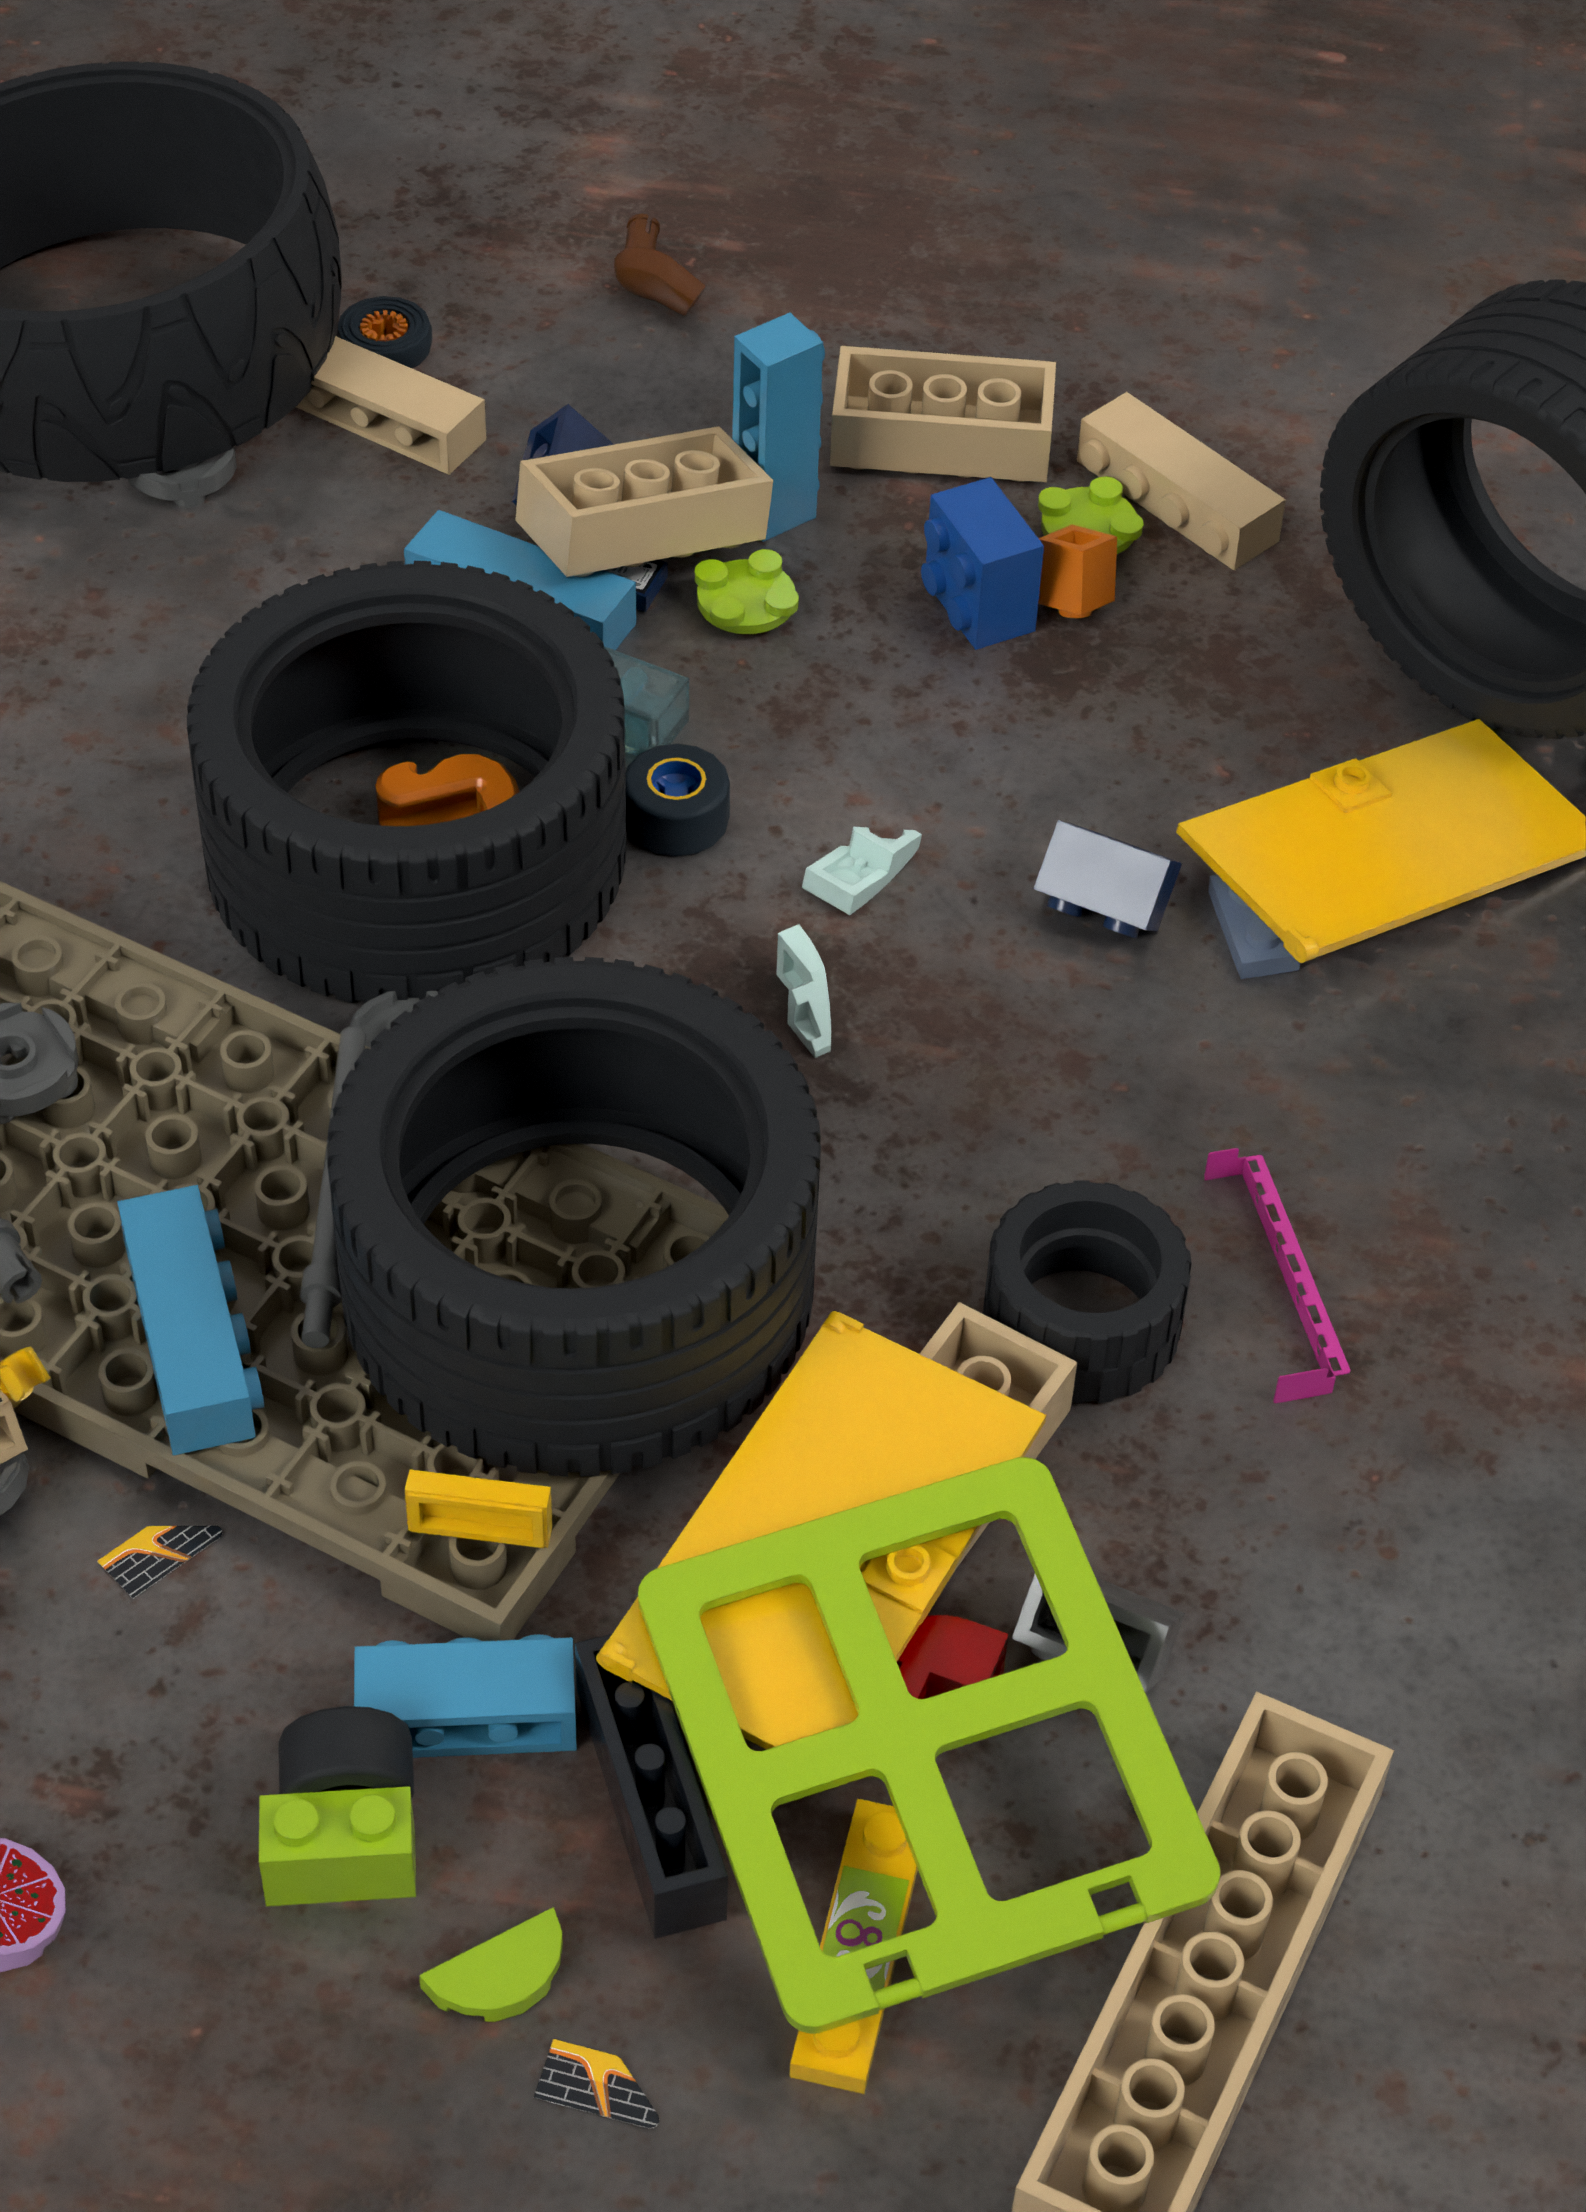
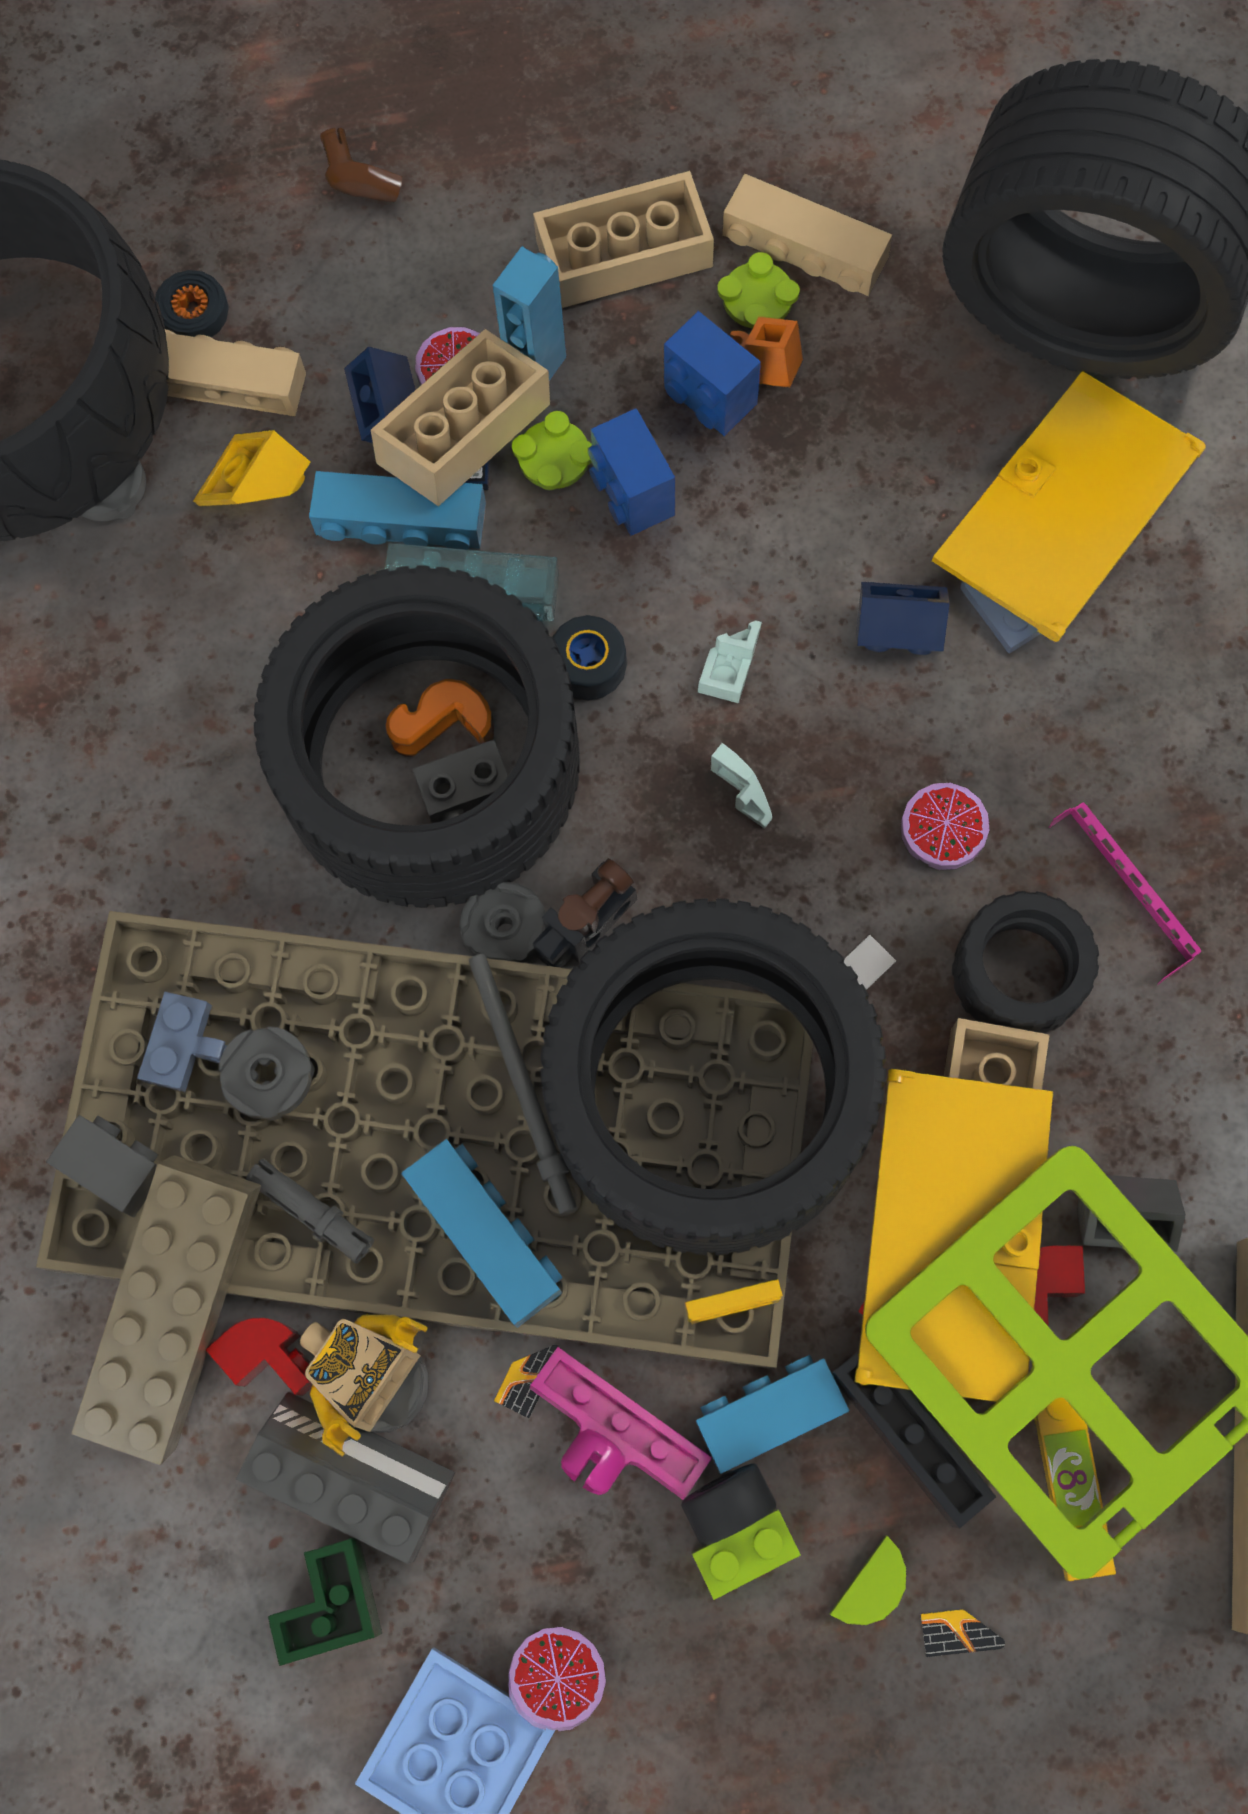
camera: 15 degrees left, 25 degrees up
(233, 1634) = (615, 1431): none -> dark pink plate
(369, 501) = (254, 469): none -> yellow slope
(829, 626) = (632, 472): none -> blue brick
(867, 1249) = (869, 961): none -> white sticker
(1058, 1125) = (945, 826): none -> tile

